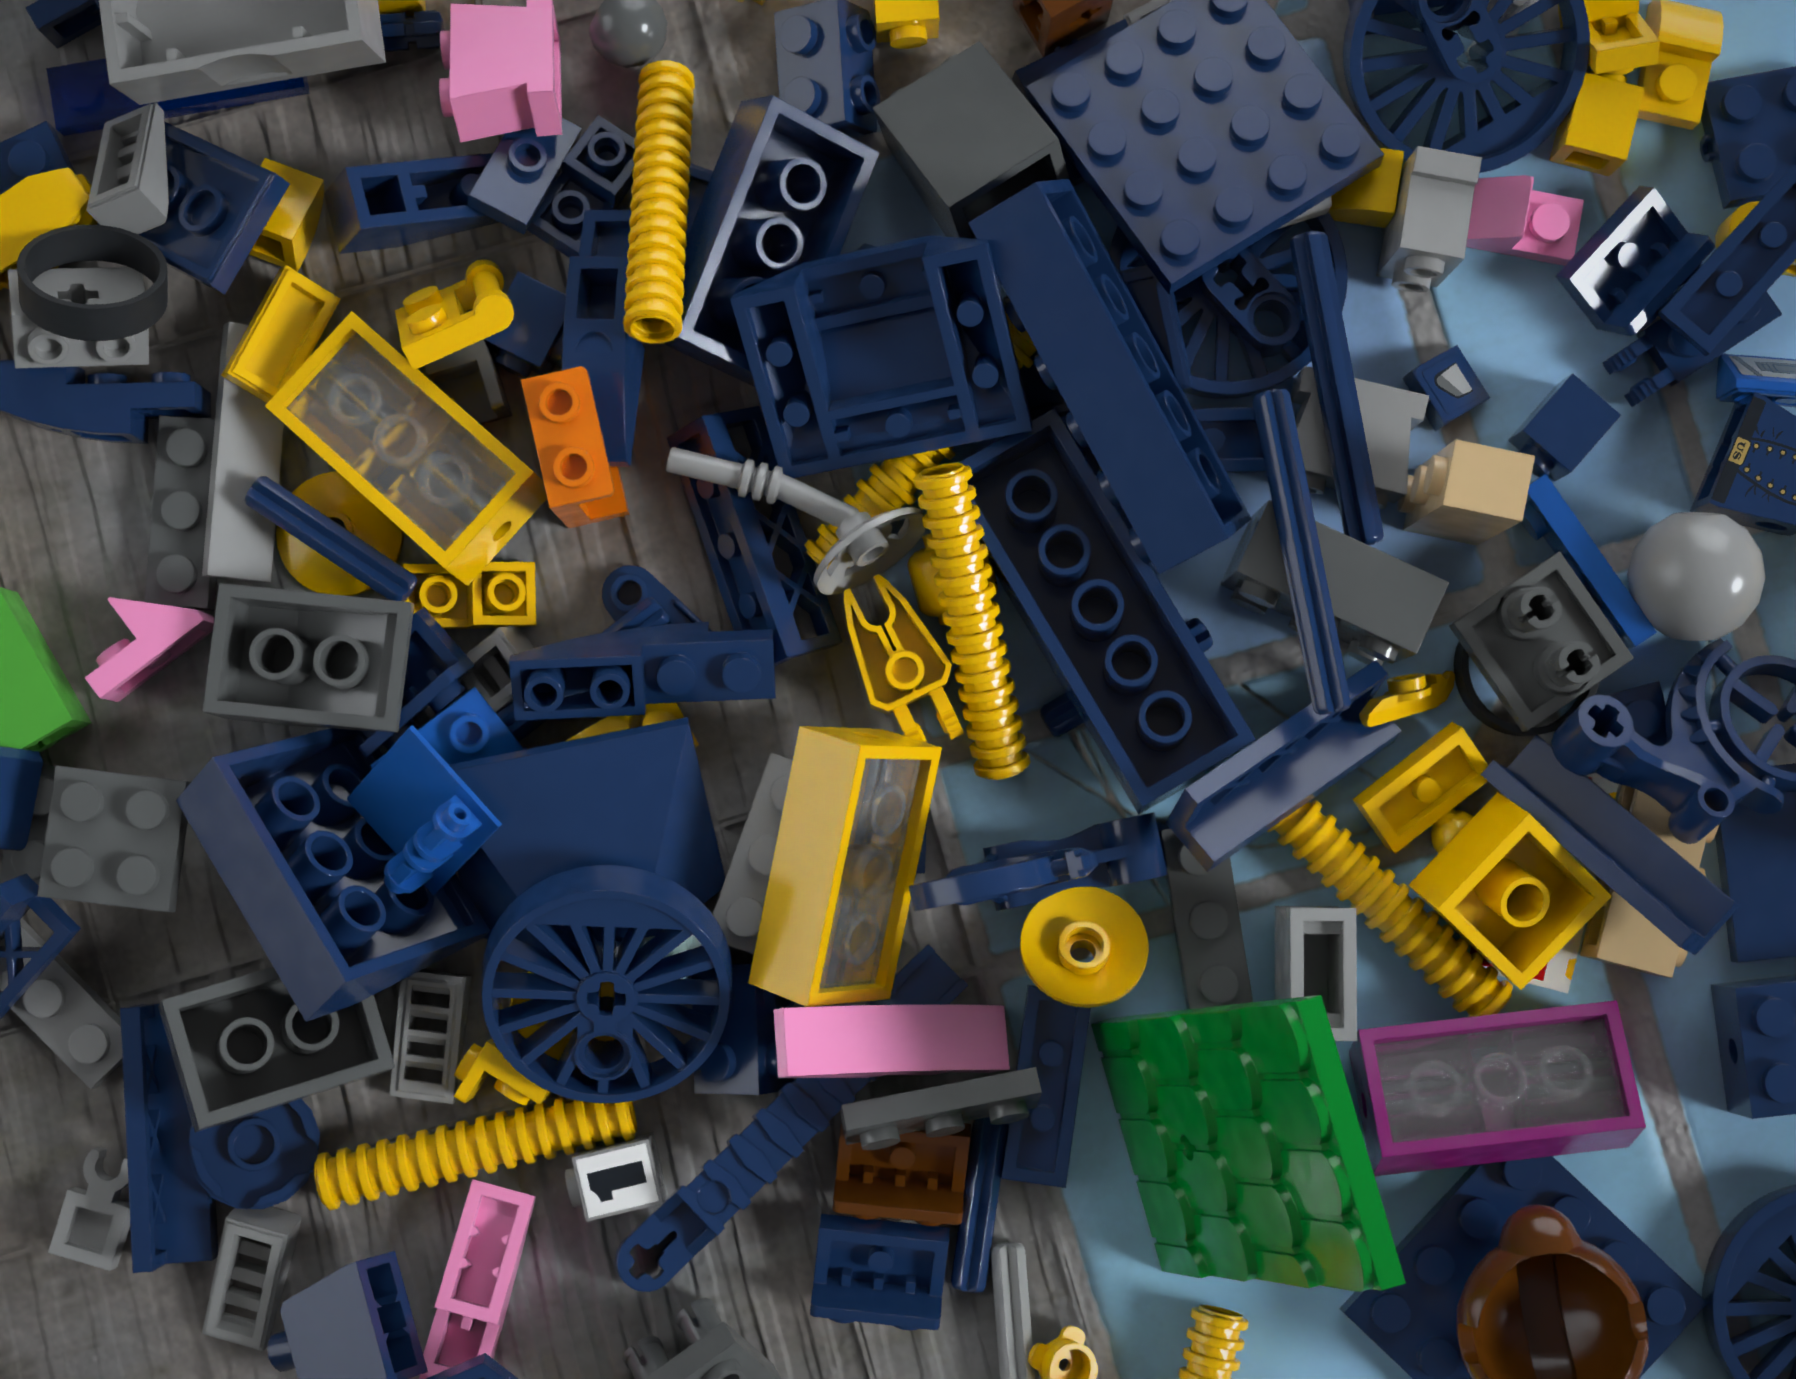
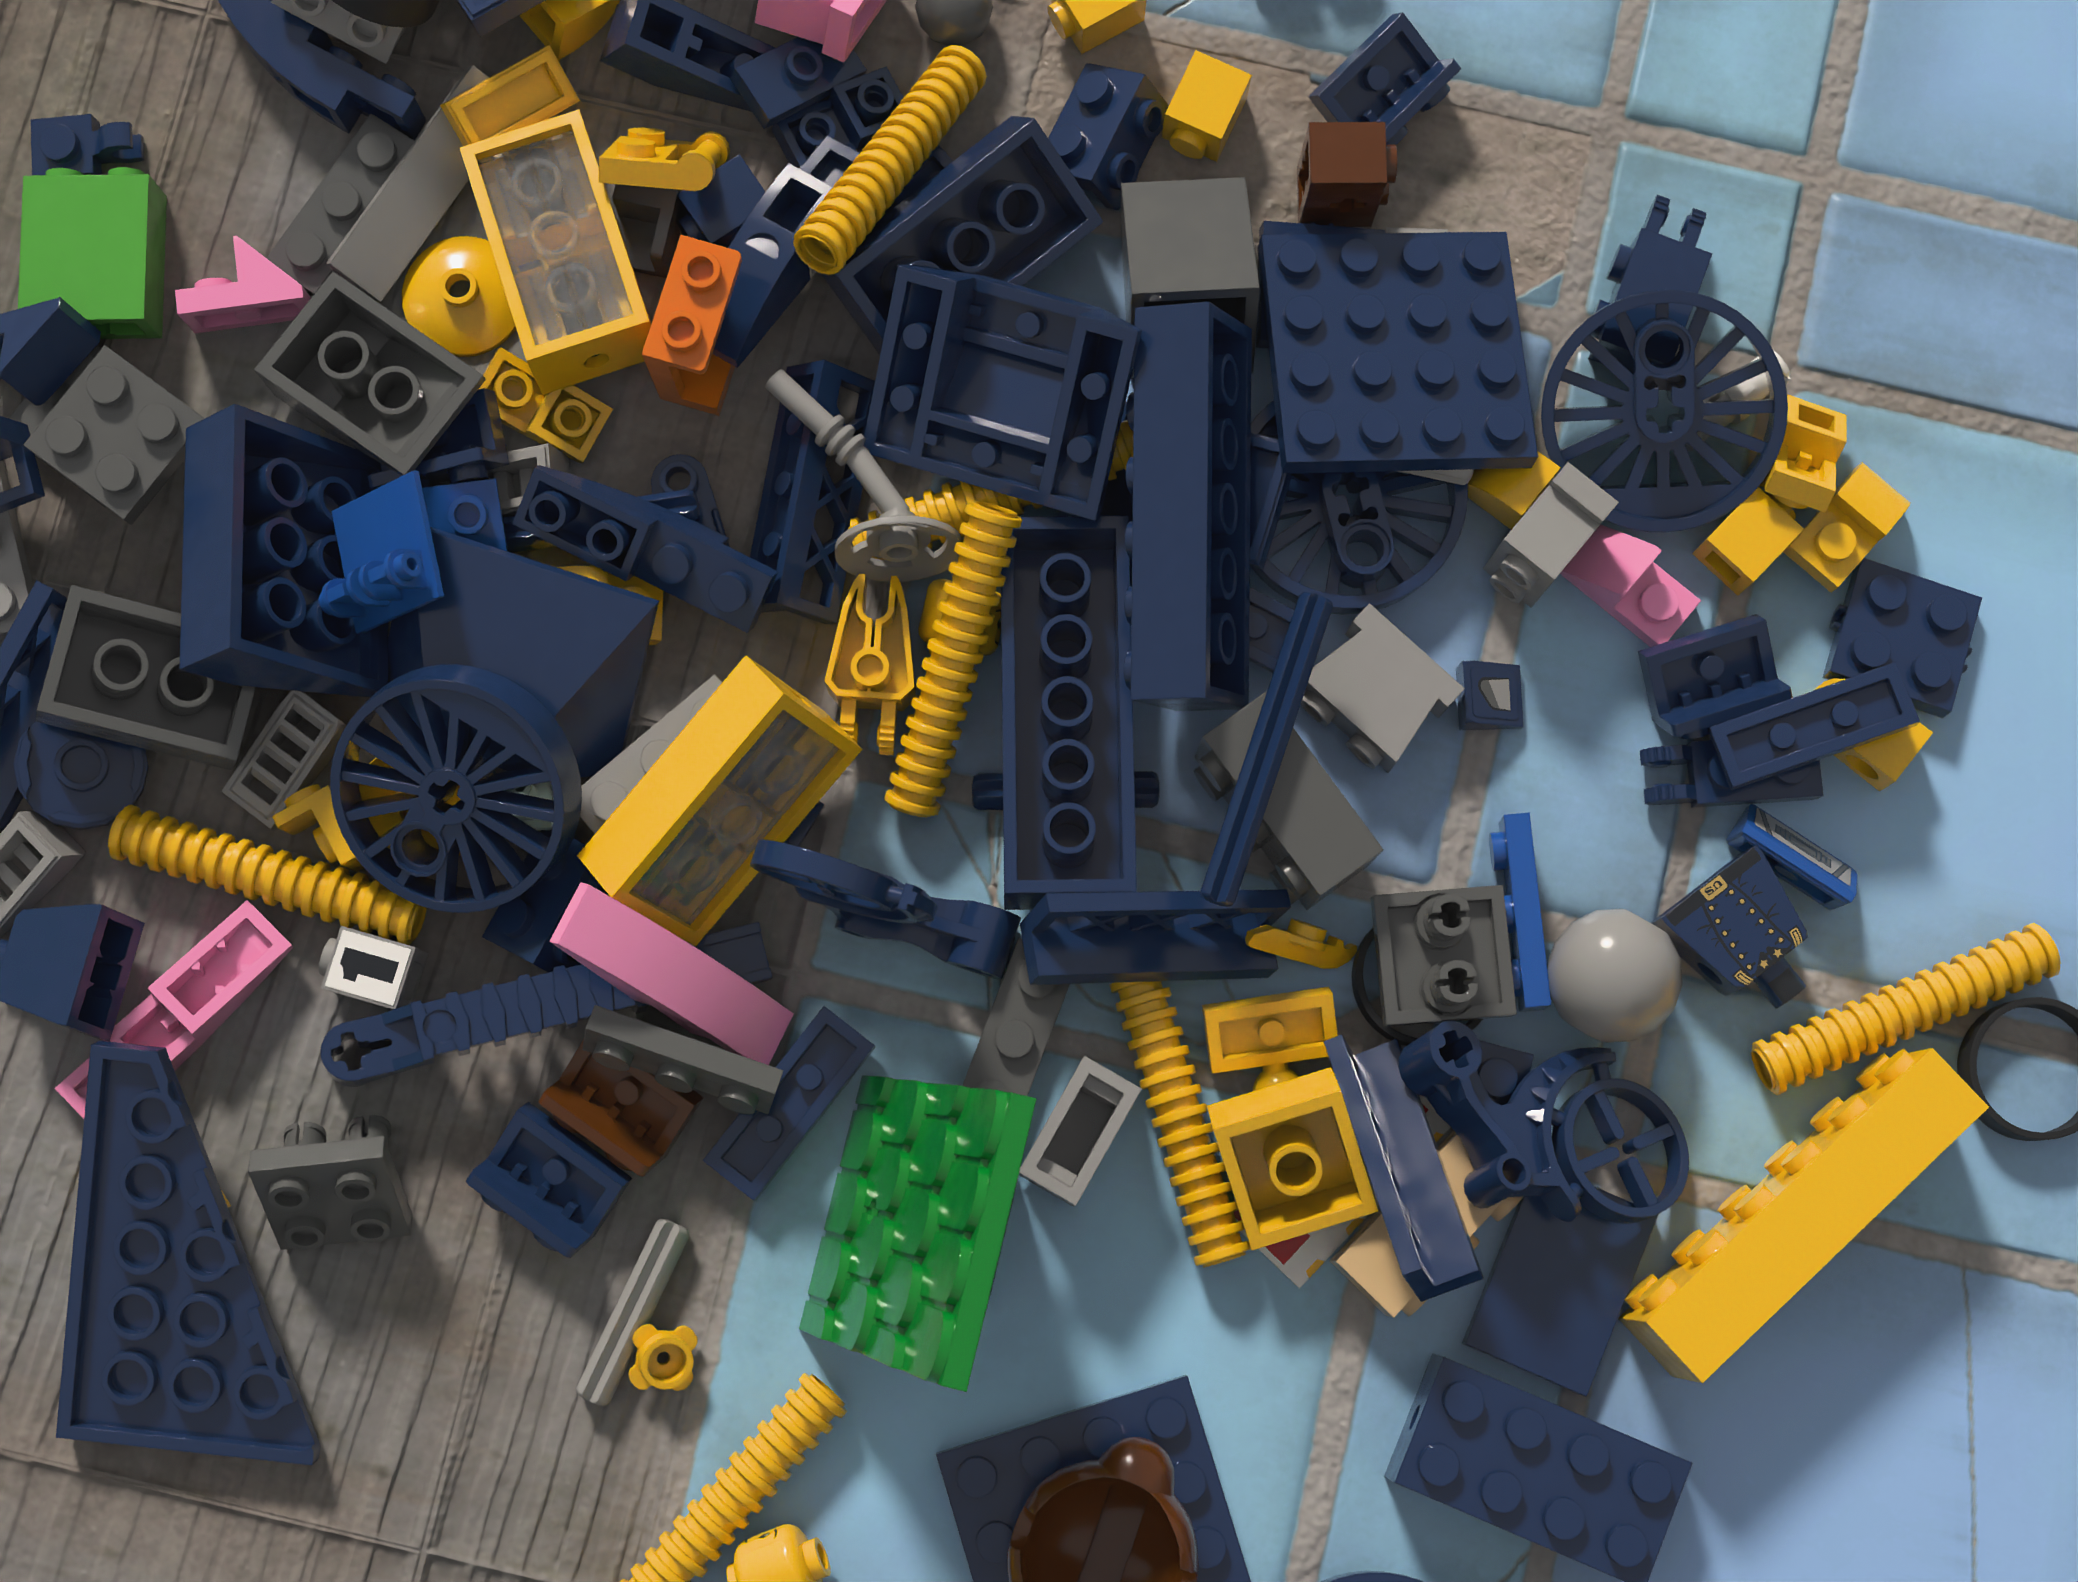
camera: 30 degrees right, 5 degrees down
(330, 539) = (449, 290): dark blue axle -> none
(979, 1206) = (670, 1176): dark blue axle -> none
(1091, 921) = (896, 975): yellow dish -> none
(1336, 387) = (1384, 634): dark blue axle -> none
(1467, 493) = (1444, 783): tan brick -> none
(1495, 1088) = (1181, 1327): brick -> none
(1564, 428) = (1570, 786): dark blue brick -> none

